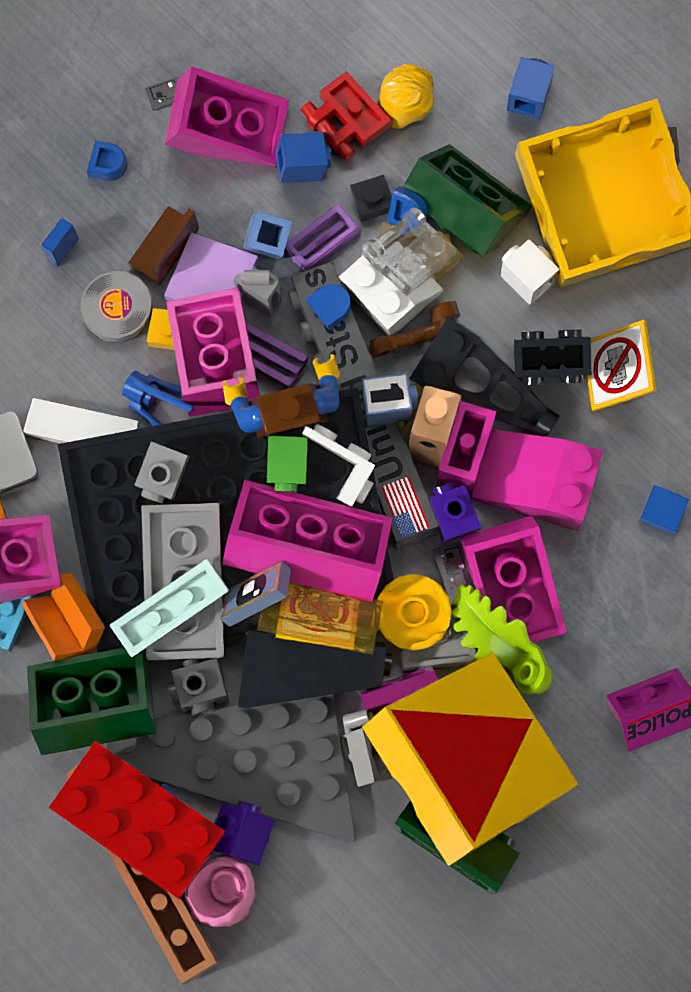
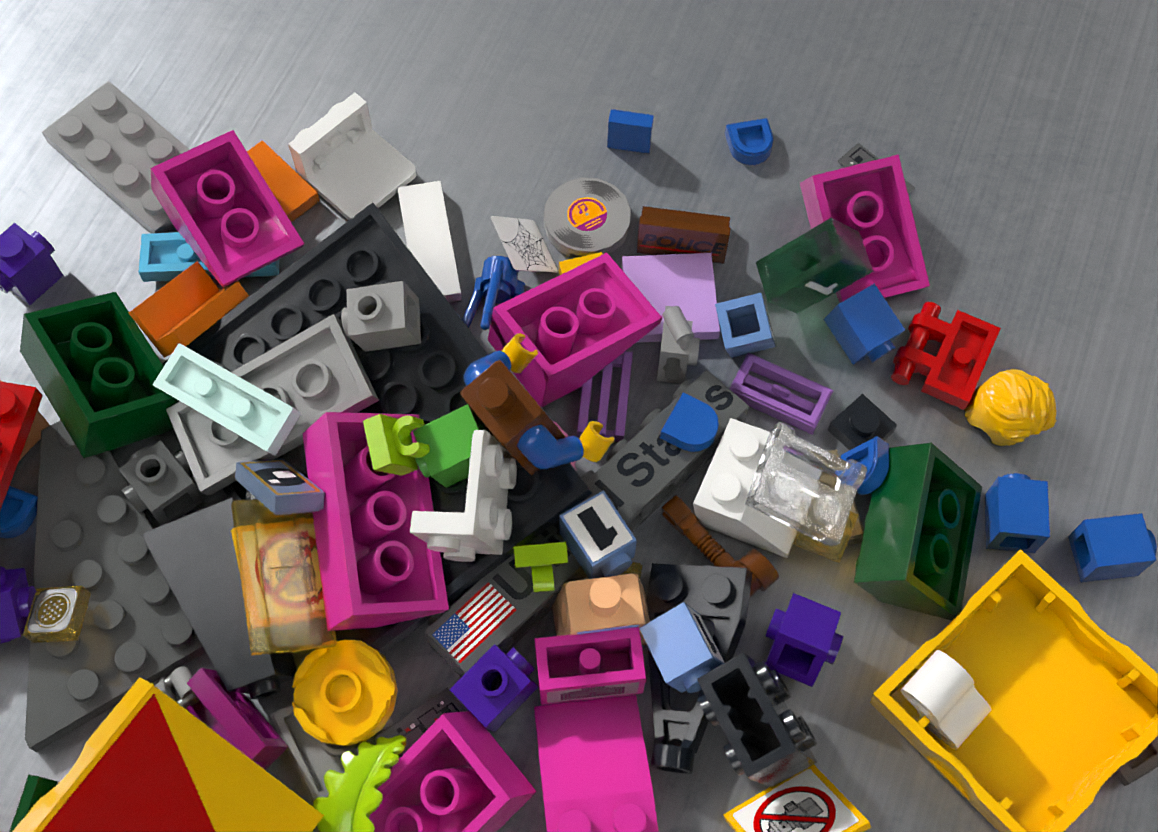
camera: 60 degrees right, 10 degrees down
(119, 359) = (524, 244): none -> white sticker
(246, 167) = (814, 266): none -> clear green brick
(270, 788) = (57, 614): none -> clear yellow tile
(271, 500) = (392, 444): none -> lime tile
(387, 443) = (540, 559): none -> lime tile
(481, 132) = (1017, 514): none -> blue brick
(486, 380) = (681, 647): none -> brick
(507, 306) = (803, 639): none -> dark purple brick
(529, 270) = (868, 649): white brick -> none
(588, 236) = (947, 698): none -> white axle

